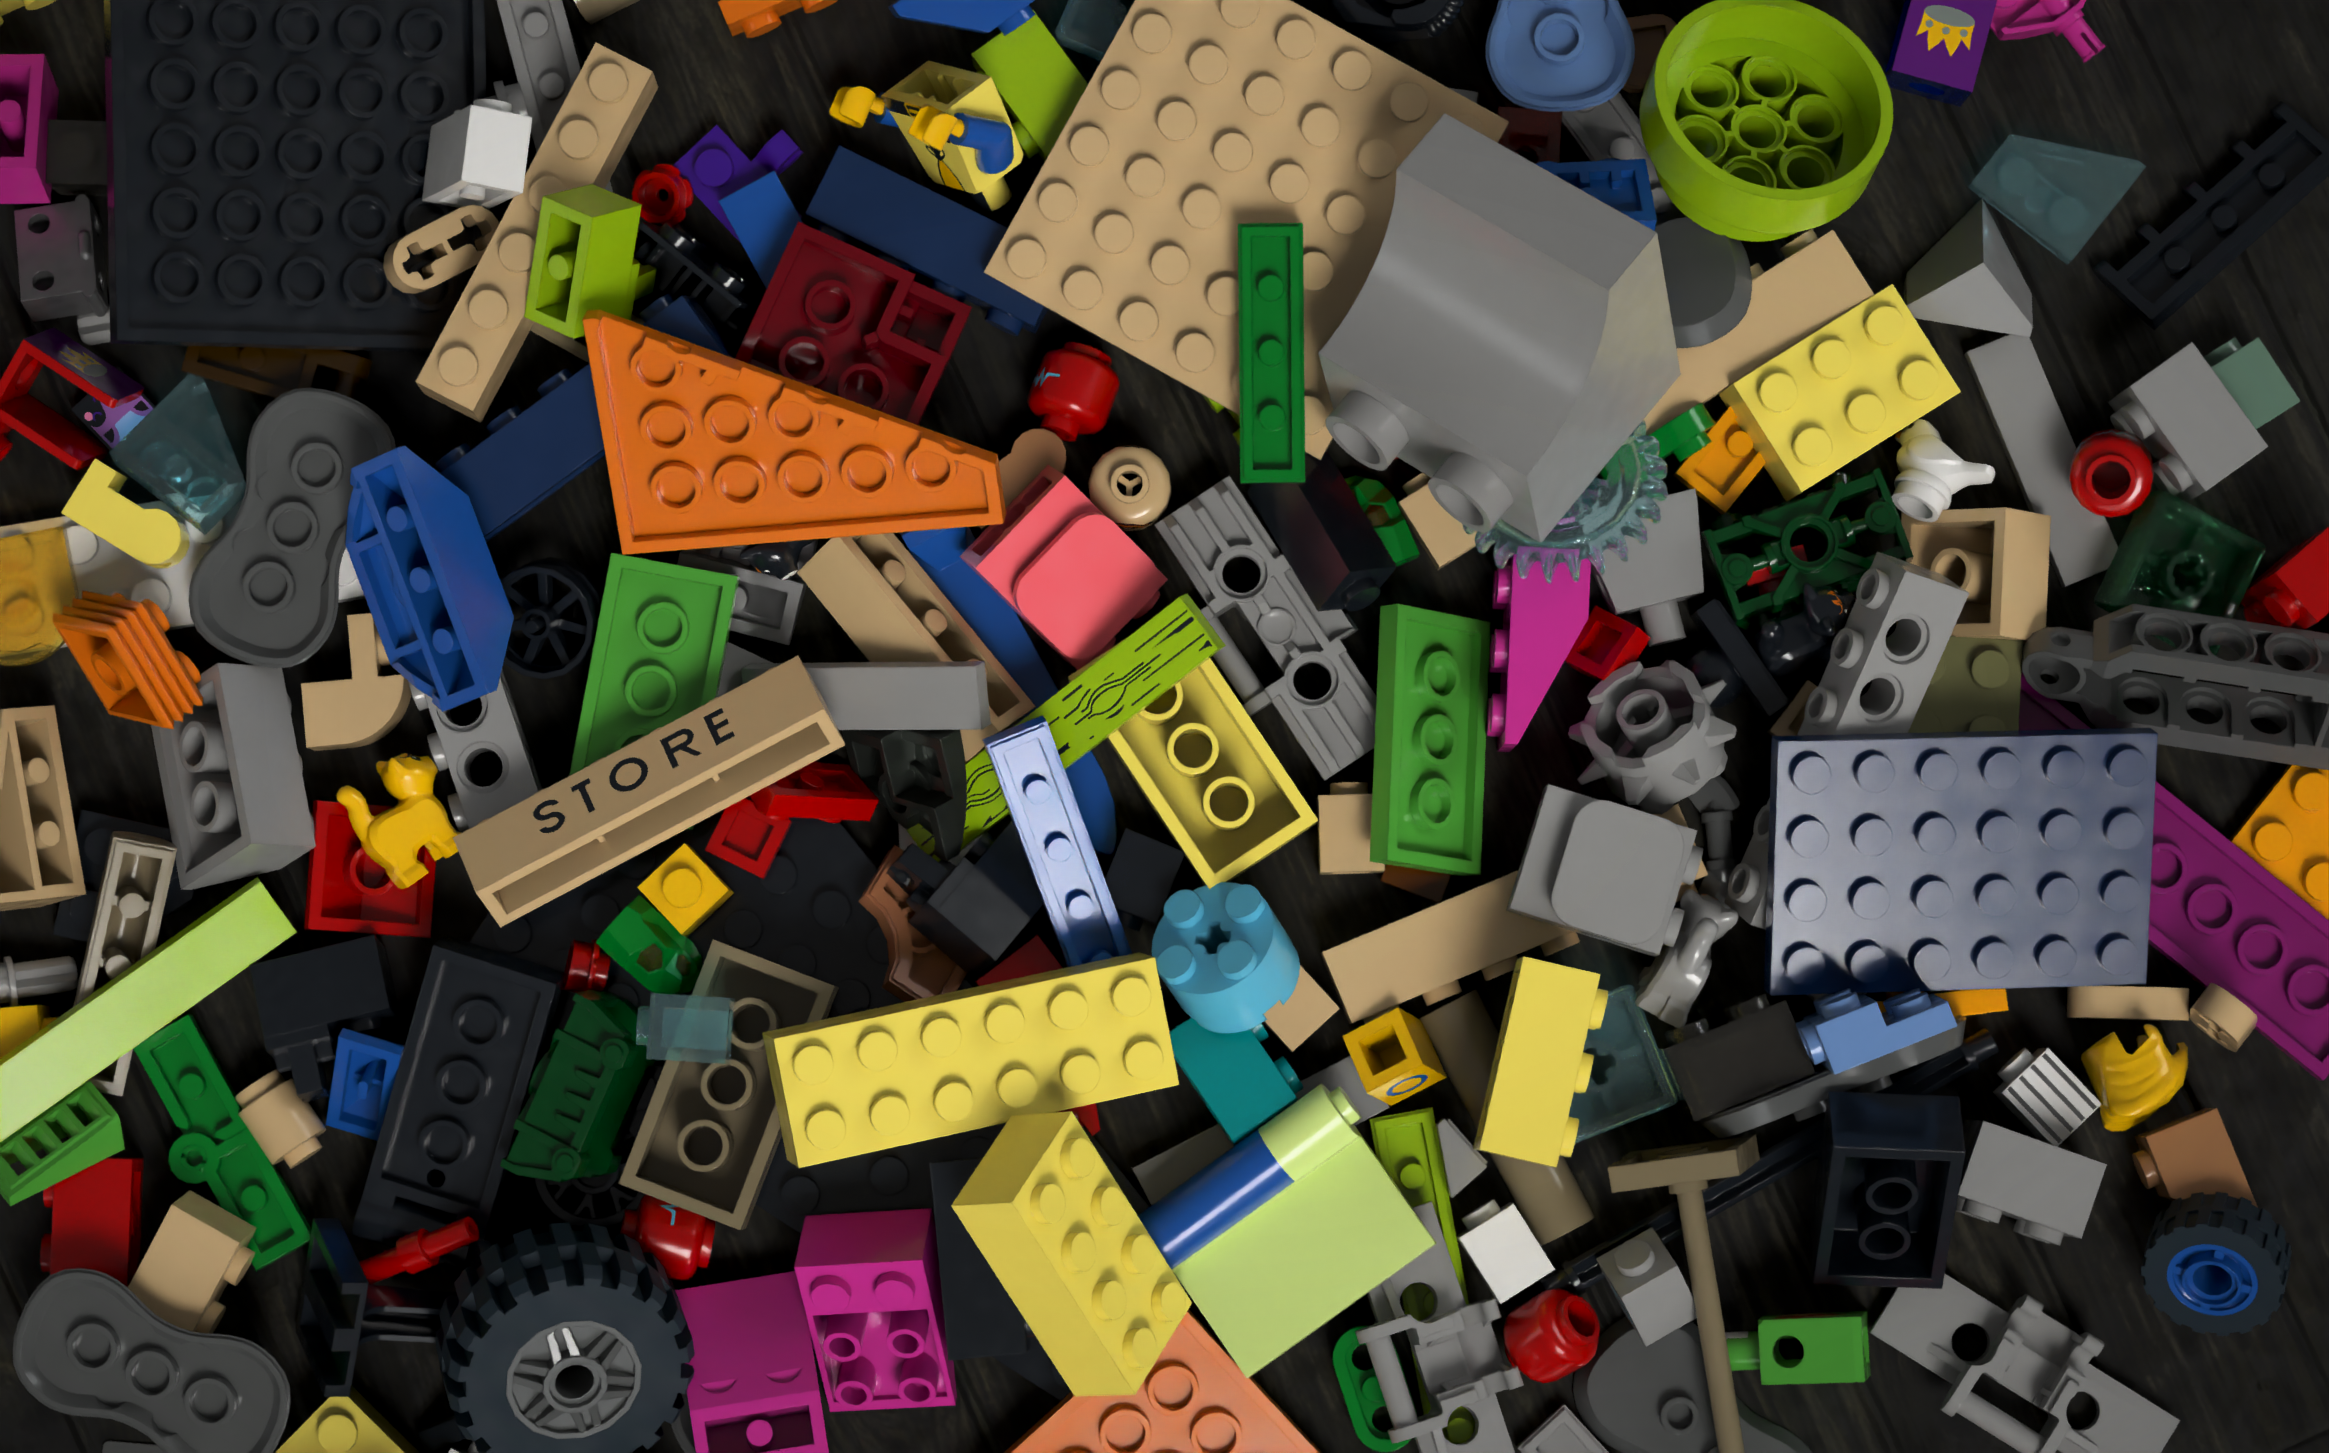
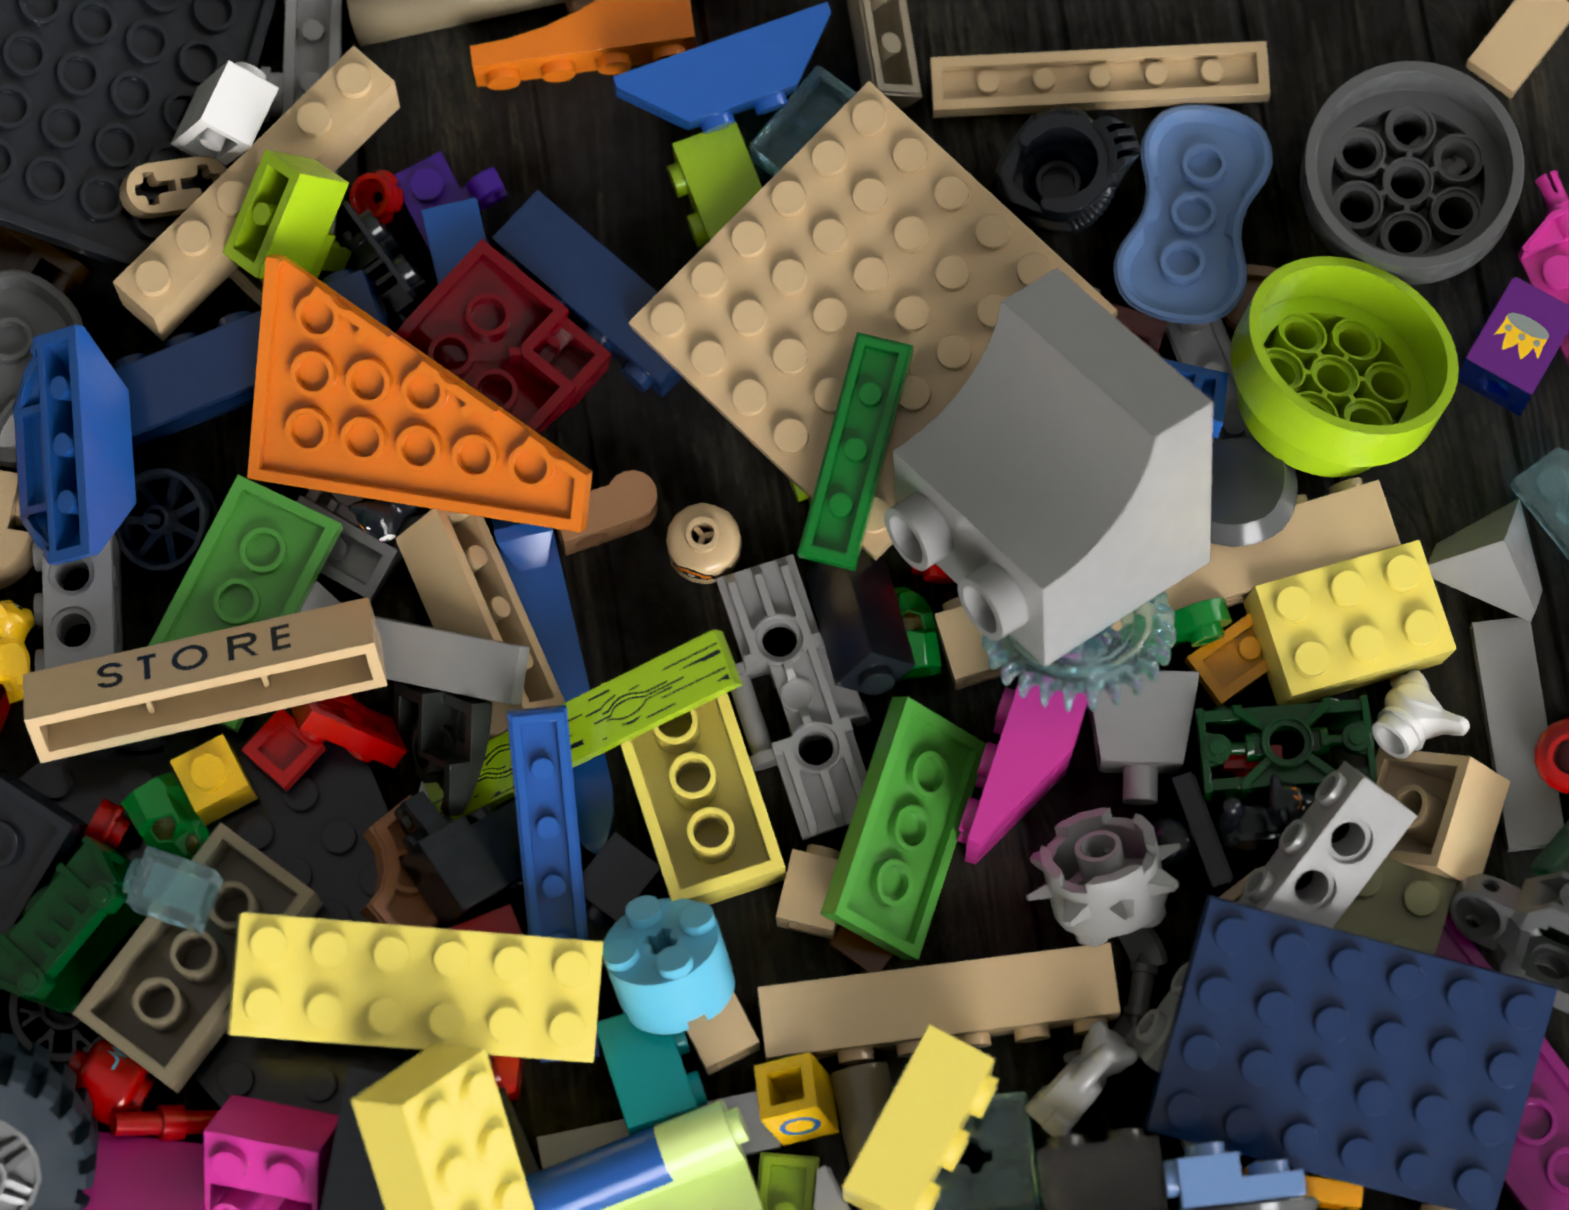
camera: 20 degrees right, 10 degrees down
(742, 1261) = (166, 1122): none -> red bar
(951, 125) = (638, 199): torso -> none
(1065, 568) = (626, 592): coral brick -> none
(1073, 390) = (680, 449): red head -> none
(1605, 871) = (1027, 979): light grey brick -> none
(1606, 645) = (1084, 789): red plate -> none

